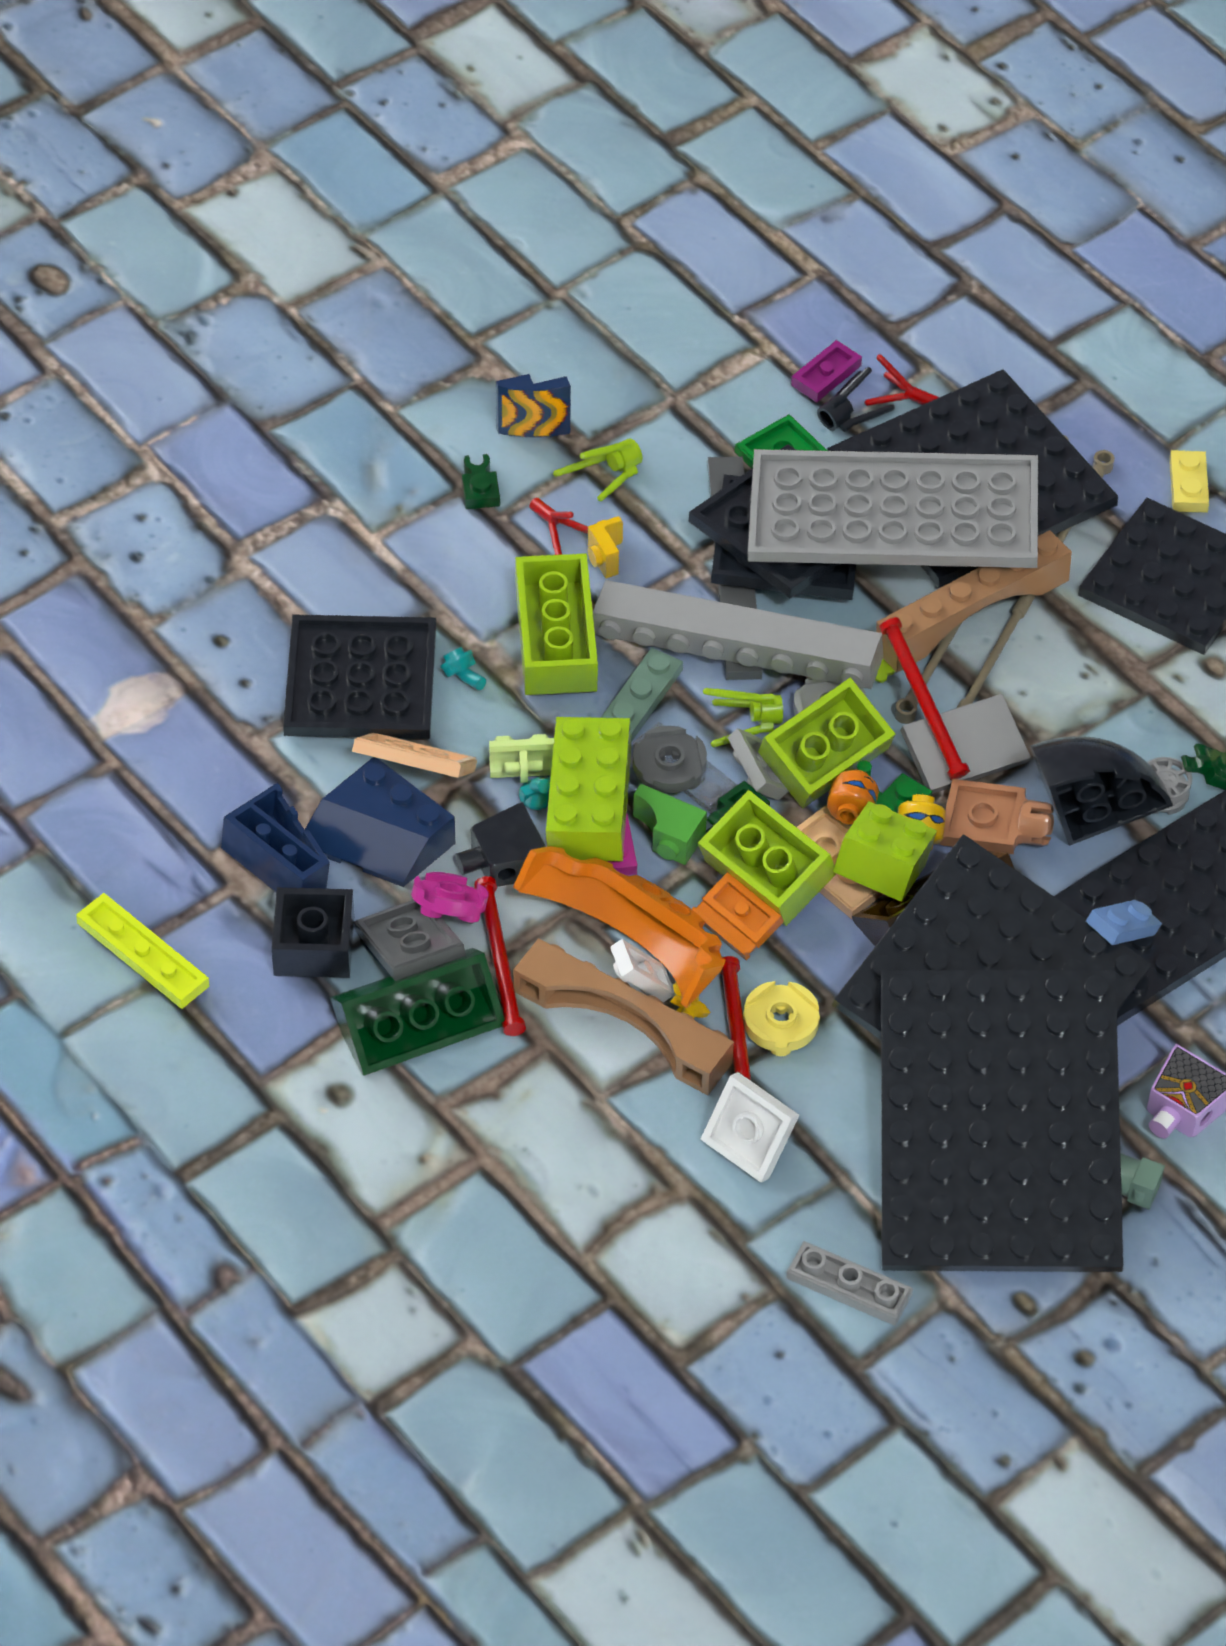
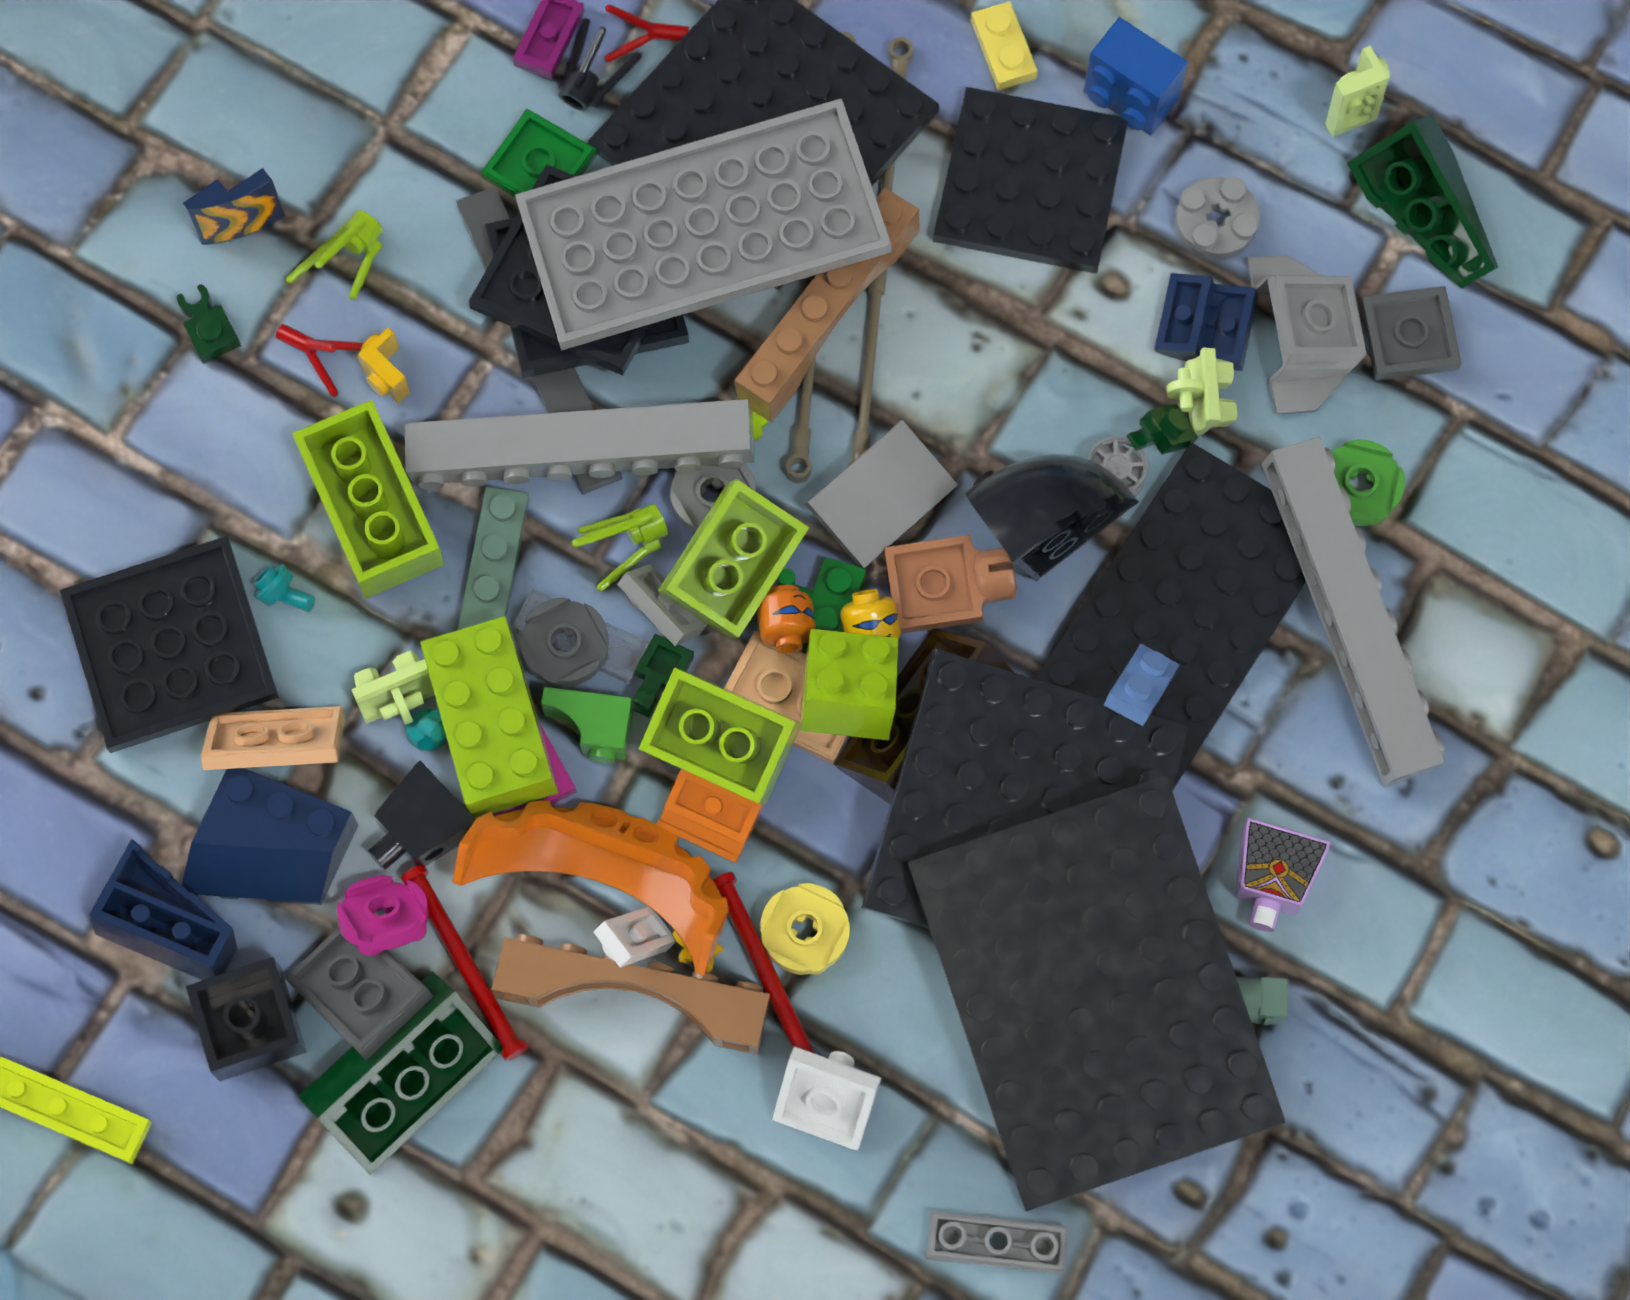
camera: 20 degrees left, 20 degrees up
(892, 629) = (822, 463): red bar -> none

